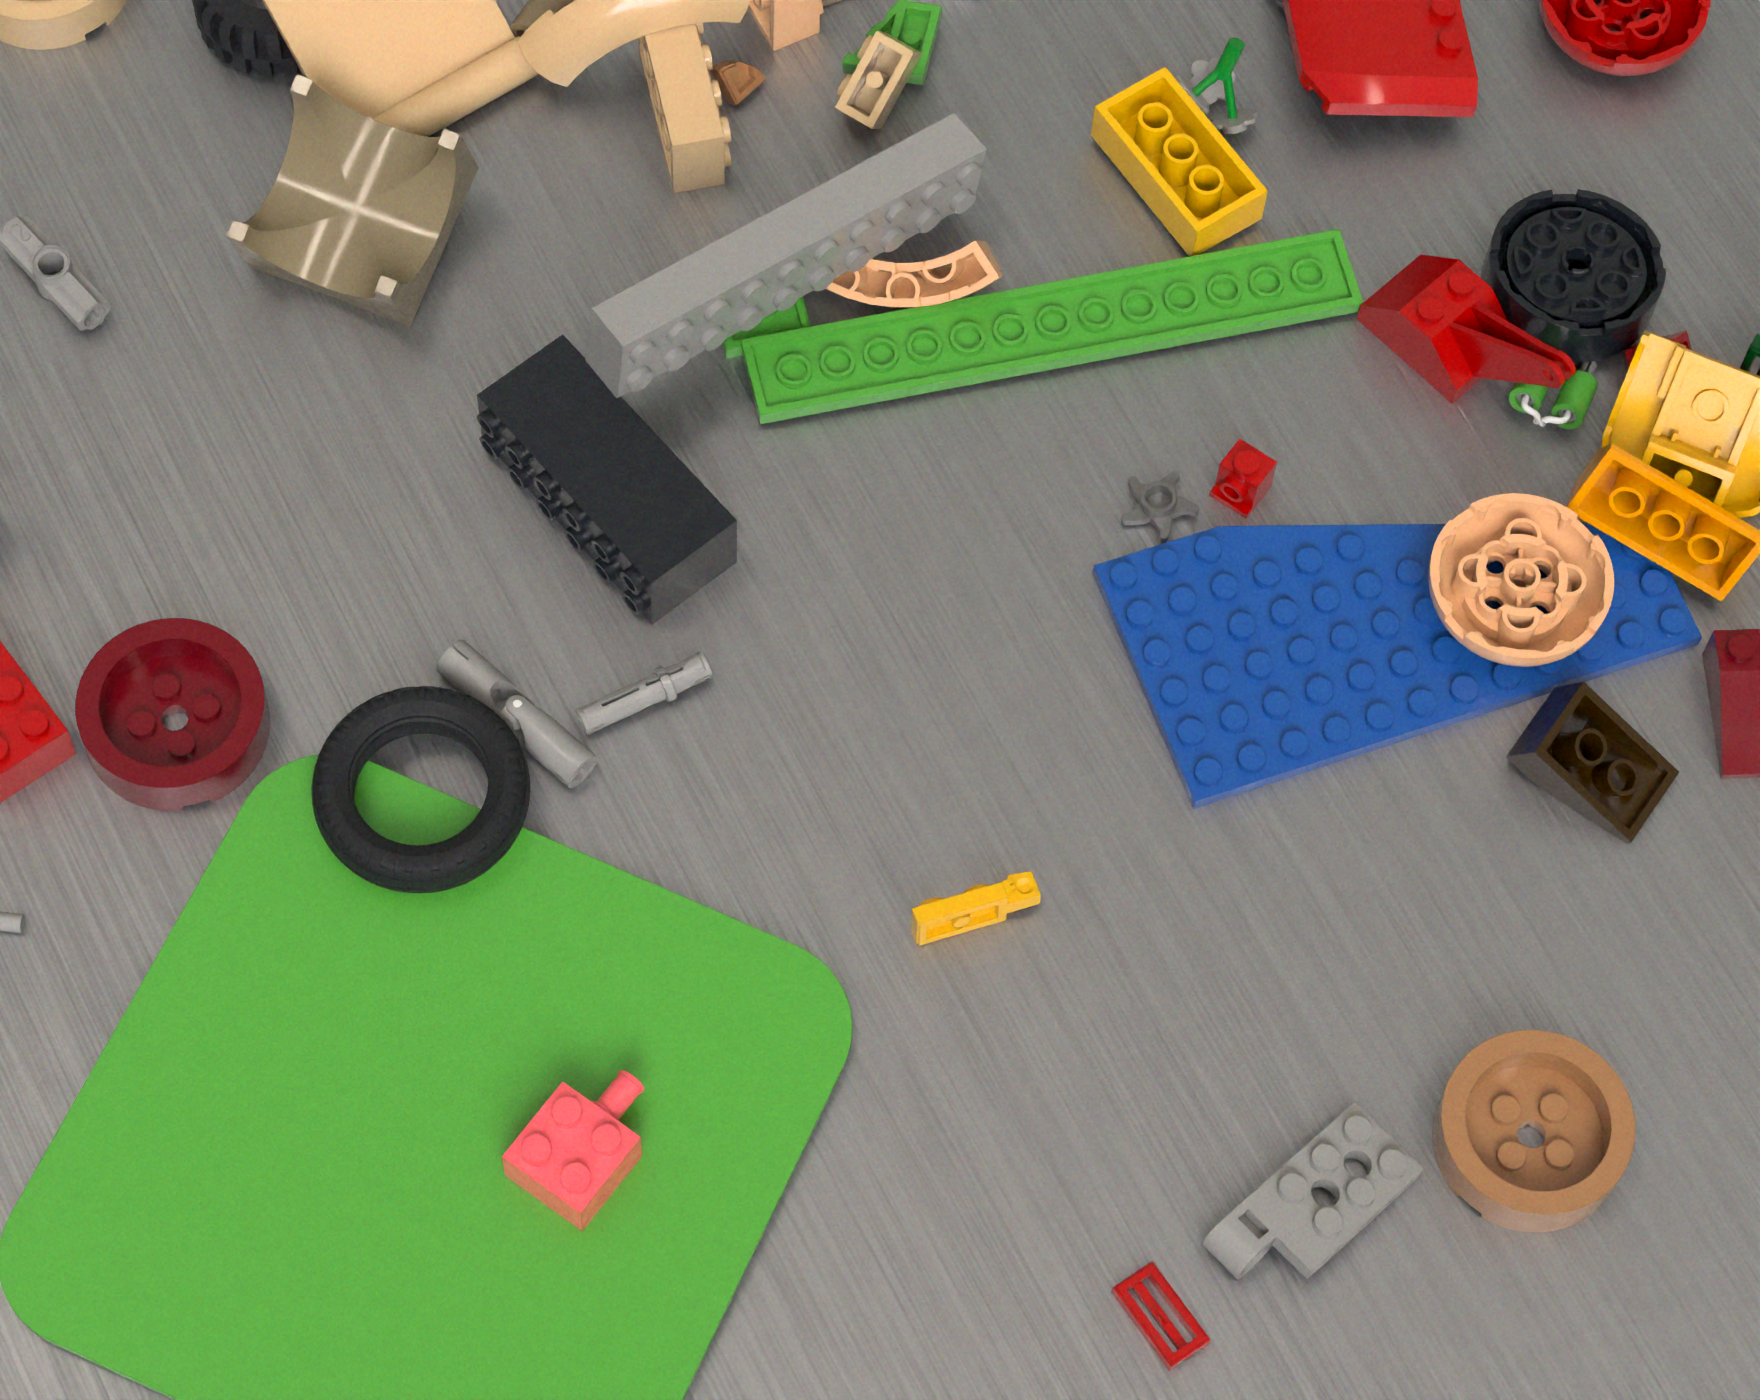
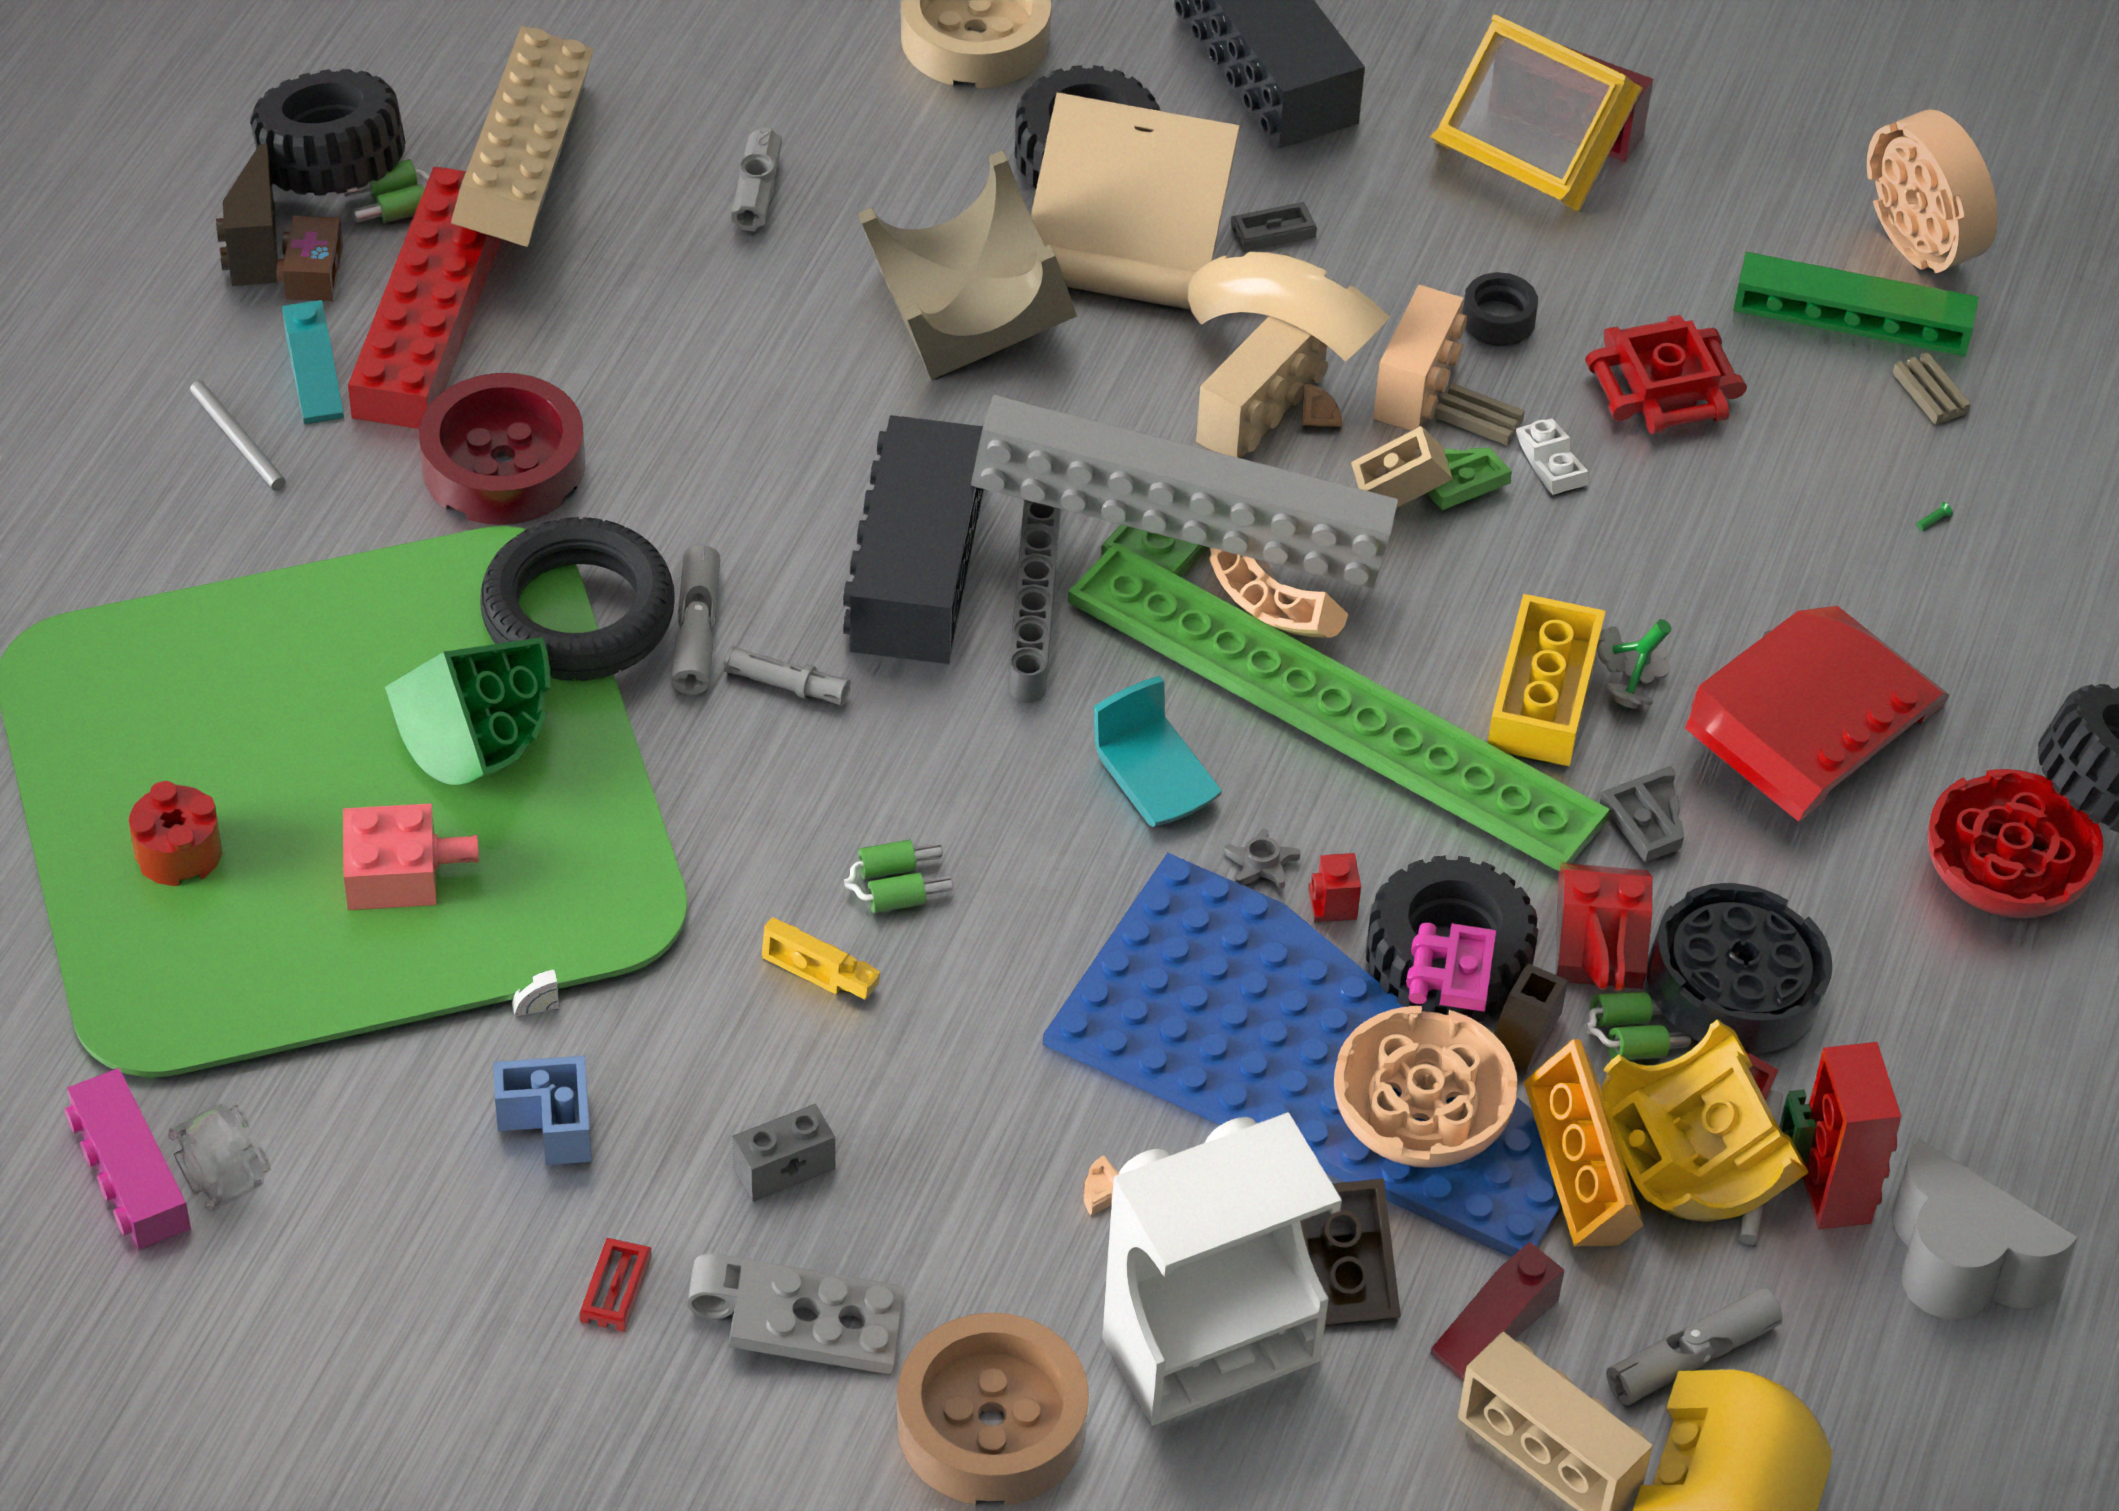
camera: 50 degrees right, 15 degrees down
(378, 1285) = (175, 833): none -> red brick
(483, 970) = (472, 708): none -> green brick
(742, 442) = (1034, 602): none -> dark grey beam
(817, 1141) = (538, 996): none -> white tile
(950, 1219) = (550, 1097): none -> medium blue brick
(953, 790) = (897, 891): none -> bright green piece
(1002, 502) = (1150, 755): none -> teal piece
(1151, 1087) = (783, 1152): none -> dark grey brick
(1361, 206) = (1647, 813): none -> dark grey wing
(1374, 879) = (1099, 1186): none -> light nougat tile
(1383, 393) = (1445, 895): none -> black tyre
(1448, 457) = (1466, 969): none -> dark pink plate
(1490, 450) = (1530, 1015): none -> dark brown slope
(1611, 866) = (1214, 1266): none -> white piece

